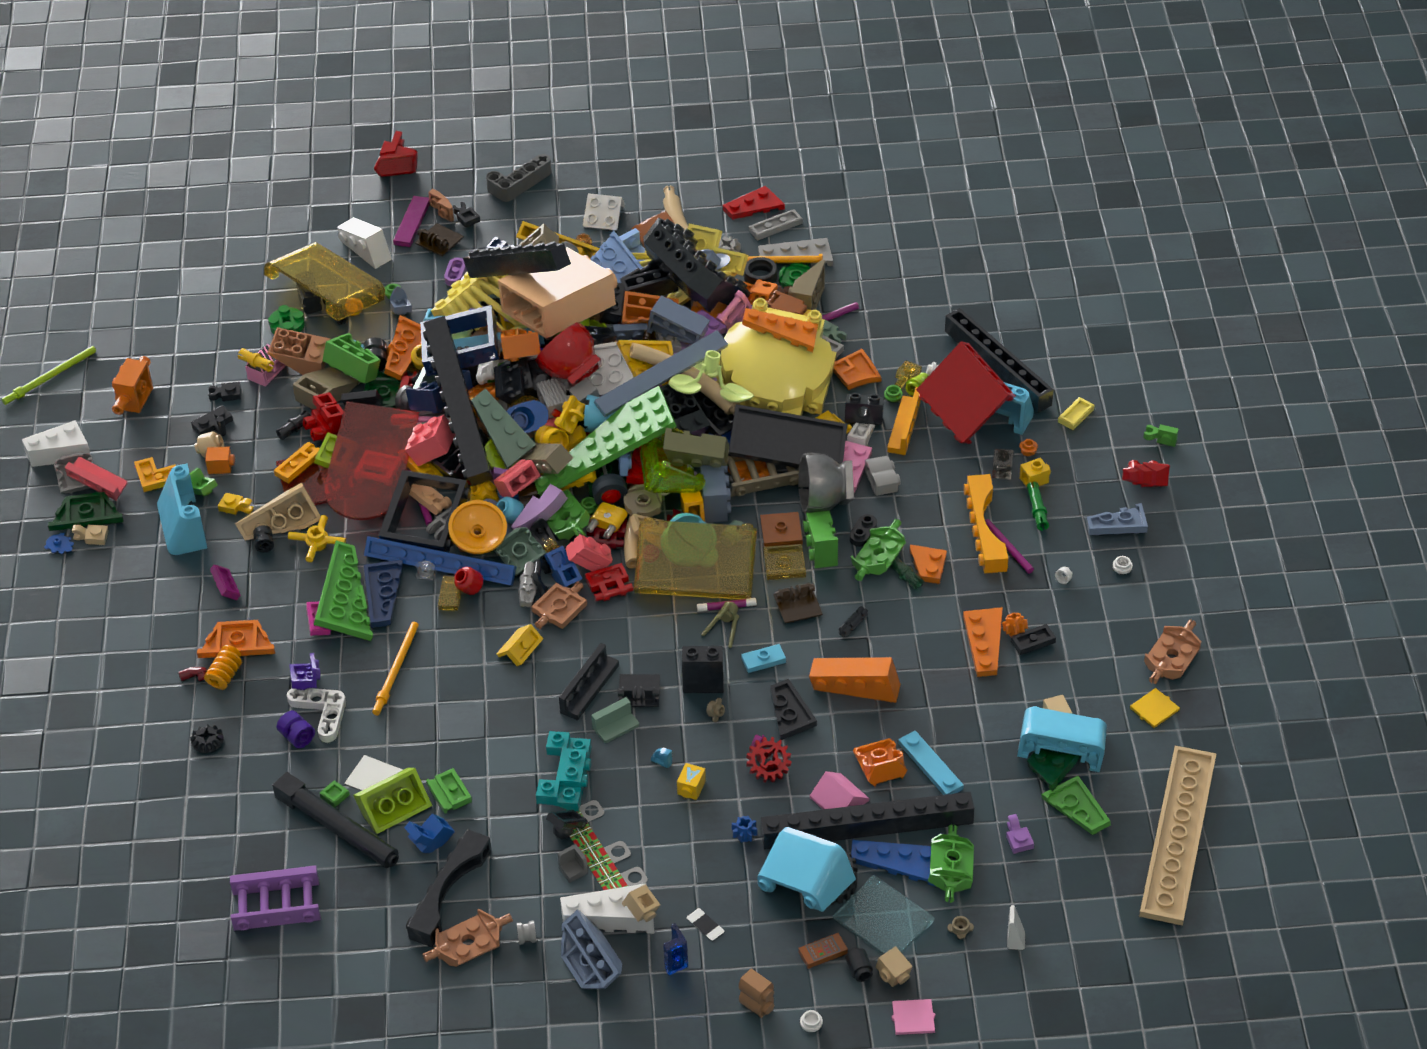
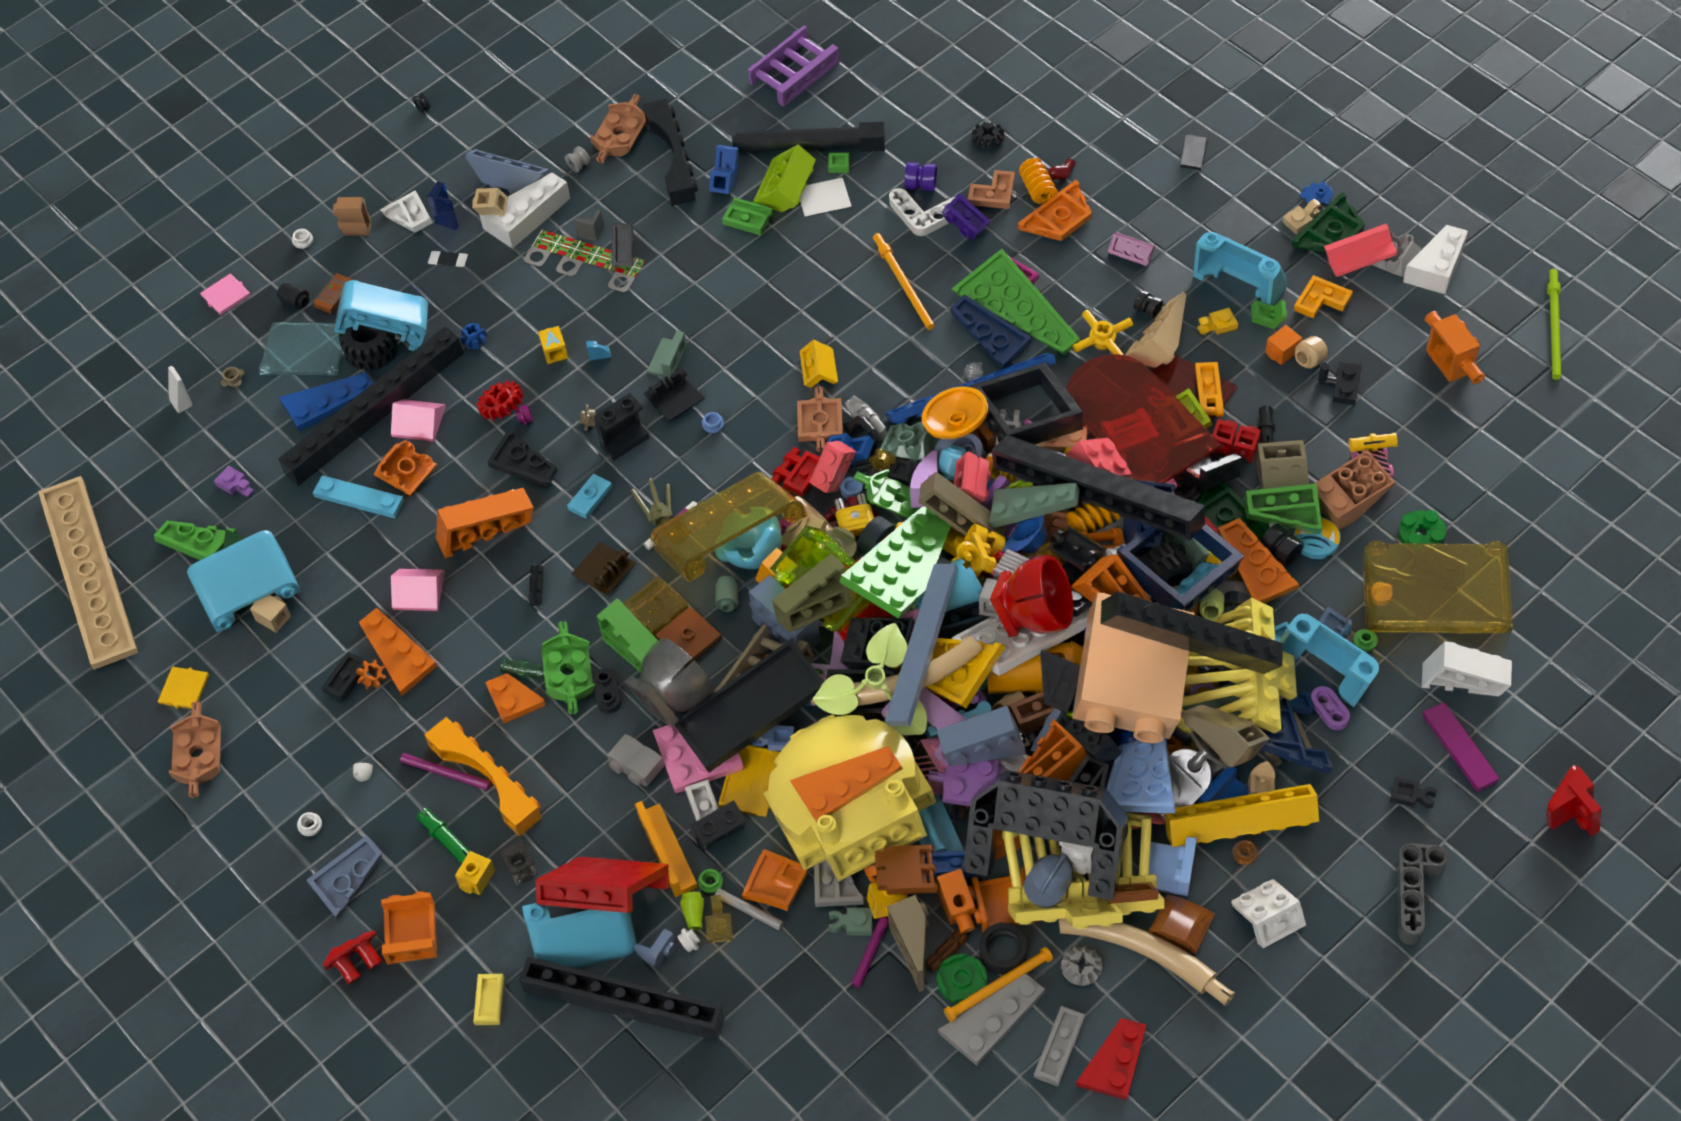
camera: 145 degrees right, 10 degrees up
(88, 625) = (1194, 151): none -> slope
(227, 391) = (1374, 421): black plate -> none
(259, 683) = (994, 196): none -> nougat plate
(426, 276) = (1335, 651): none -> medium azure windscreen
(438, 239) = (1401, 742): dark brown hinge -> none
(443, 205) = (1444, 784): nougat slope -> none
(449, 594) = (931, 372): clear yellow tile -> none
(468, 580) = (919, 380): red head -> none
(571, 773) = (661, 290): teal bracket -> none
(587, 683) = (721, 371): black fence -> none
(631, 652) = (712, 422): none -> medium blue plate
(703, 982) = (408, 212): none -> white wing
(735, 310) = (954, 828): bright pink plate -> none
(882, 369) = (750, 909): none -> light grey bar
(894, 967) = (262, 308): tan brick -> none
(935, 671) = (416, 589): none -> bright pink slope
(949, 874) = (283, 427): bright green plate -> none
(1028, 447) = (509, 917): orange plate -> none
(1099, 469) = (409, 928): none -> orange panel
(1164, 434) = (364, 1027): bright green plate -> none

